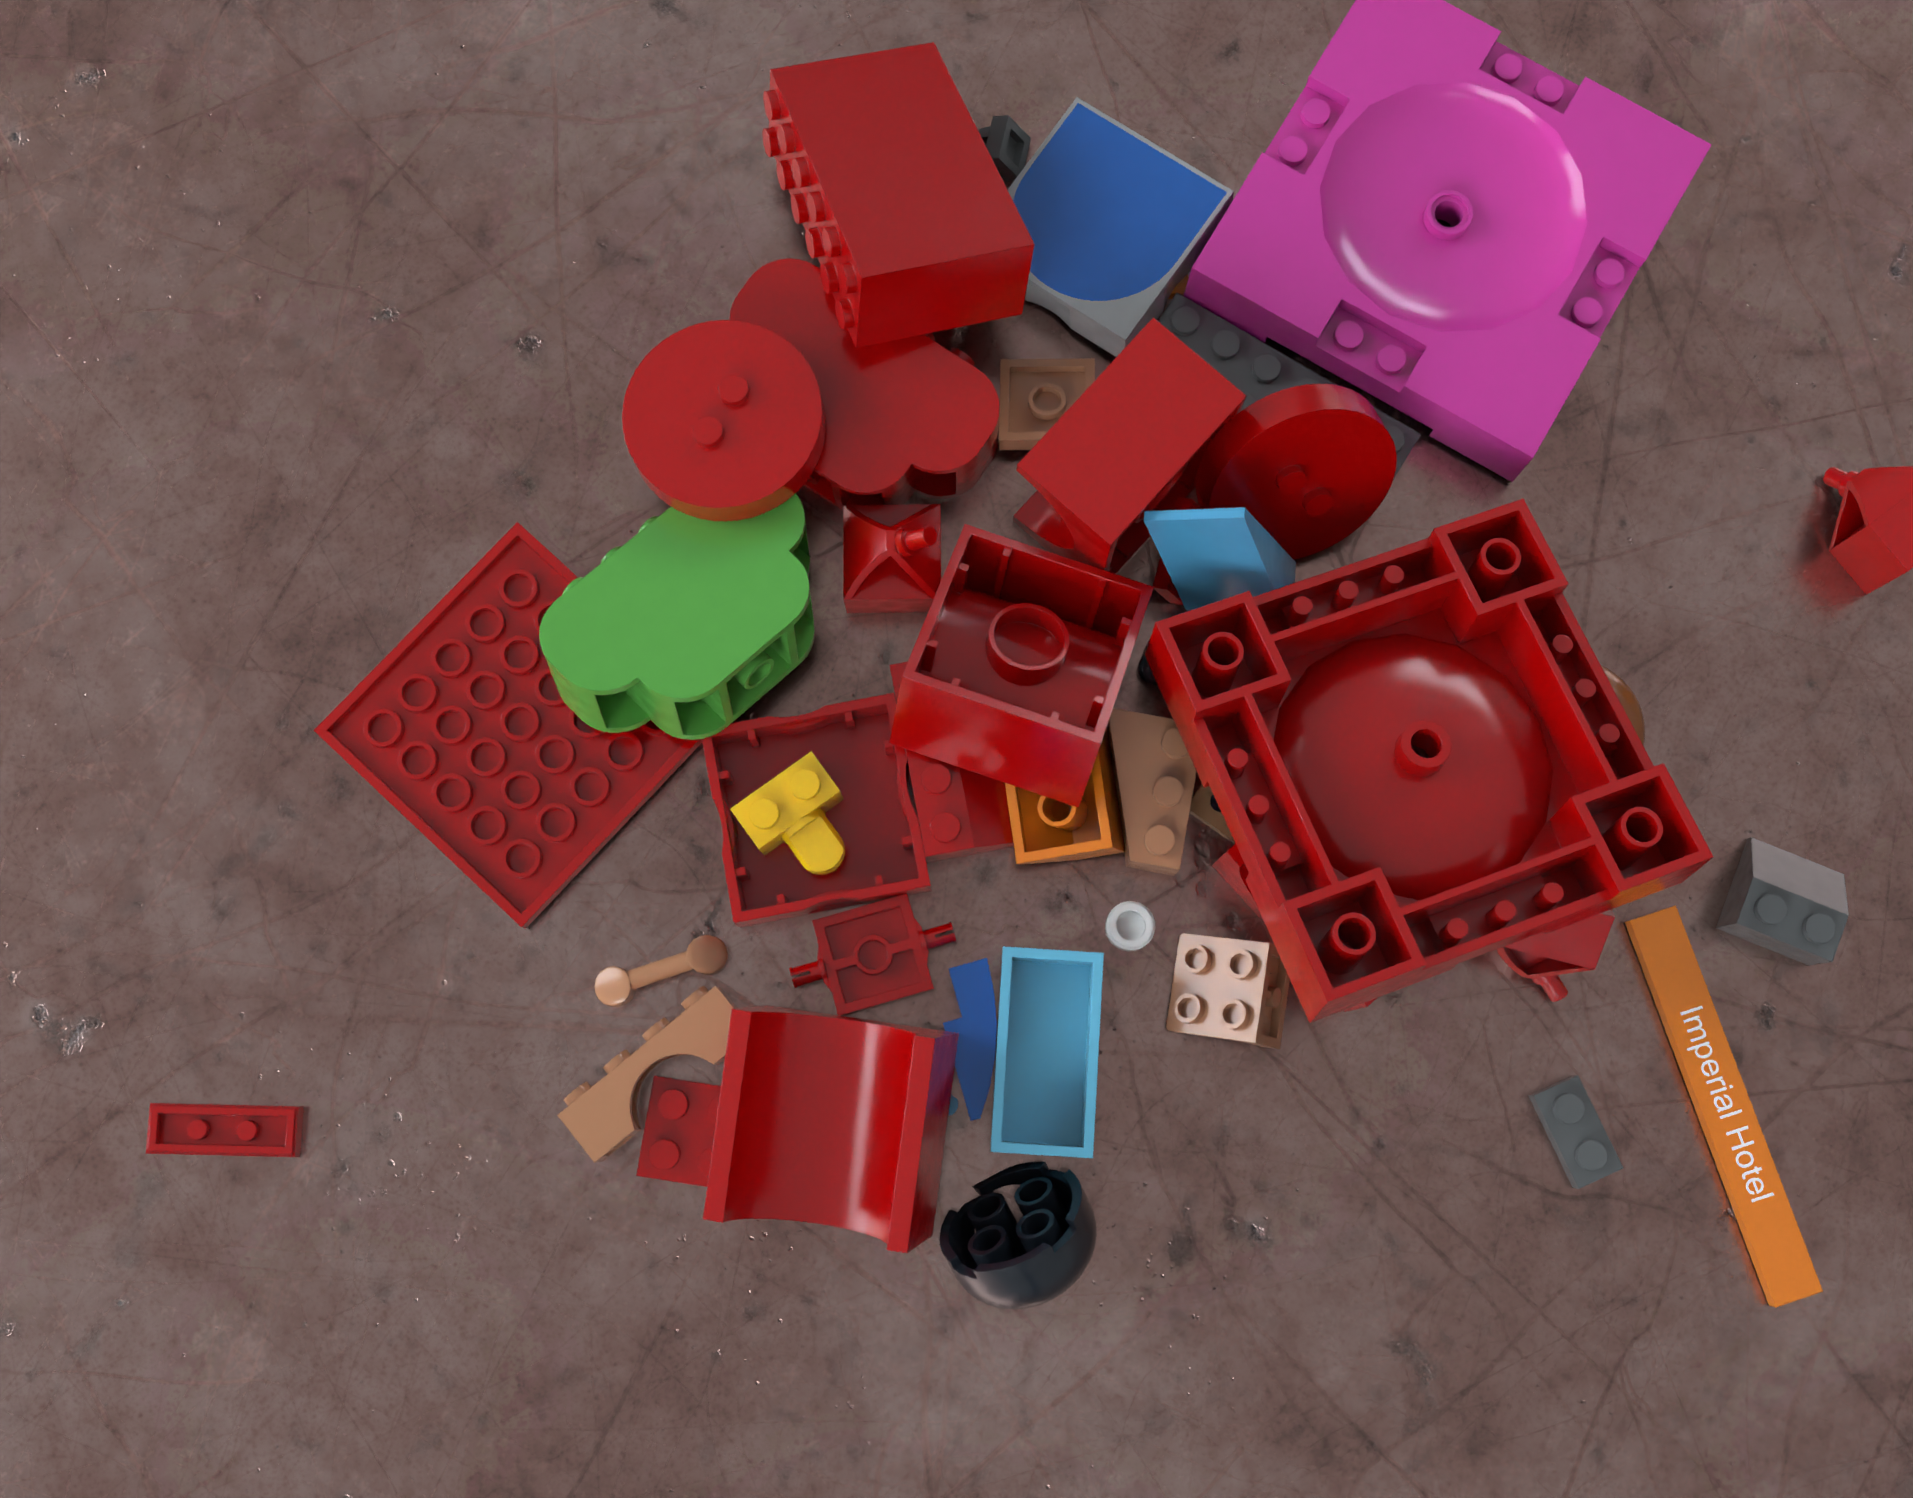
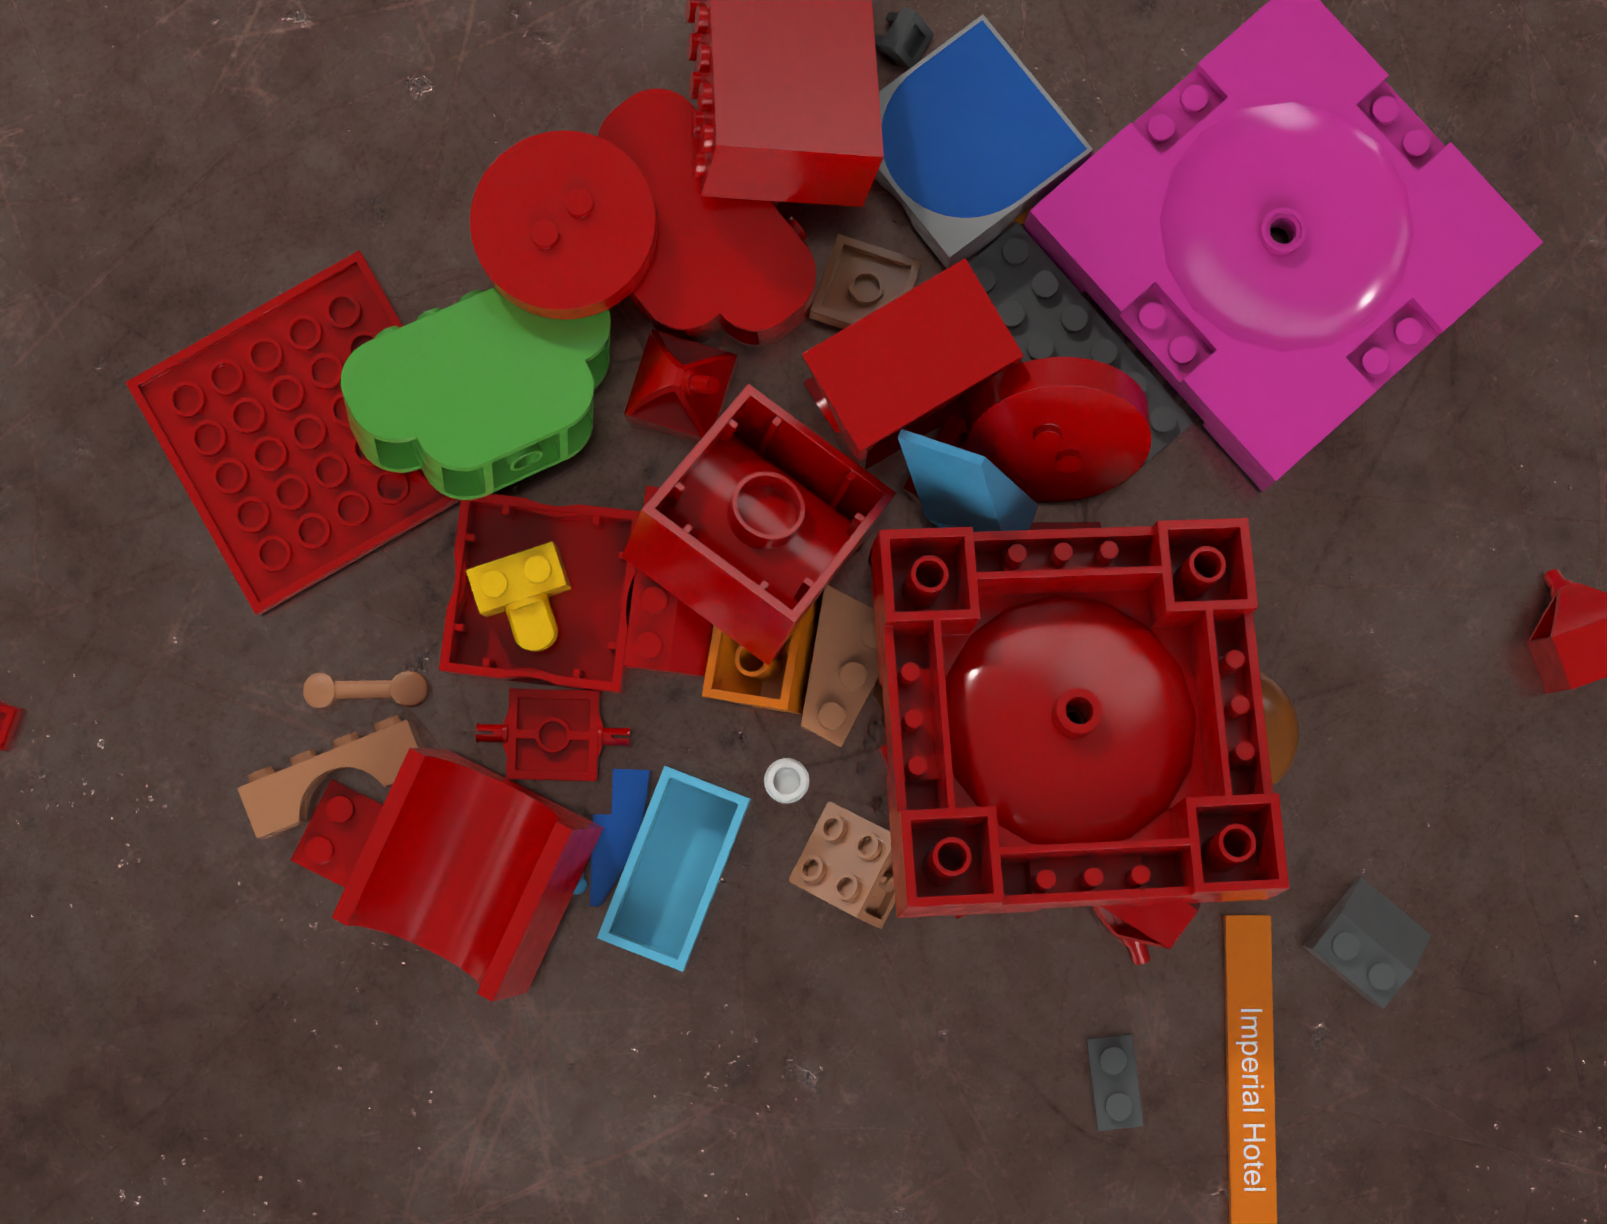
camera: 20 degrees right, 5 degrees up
(1026, 1260) = (596, 1037): black cylinder -> none

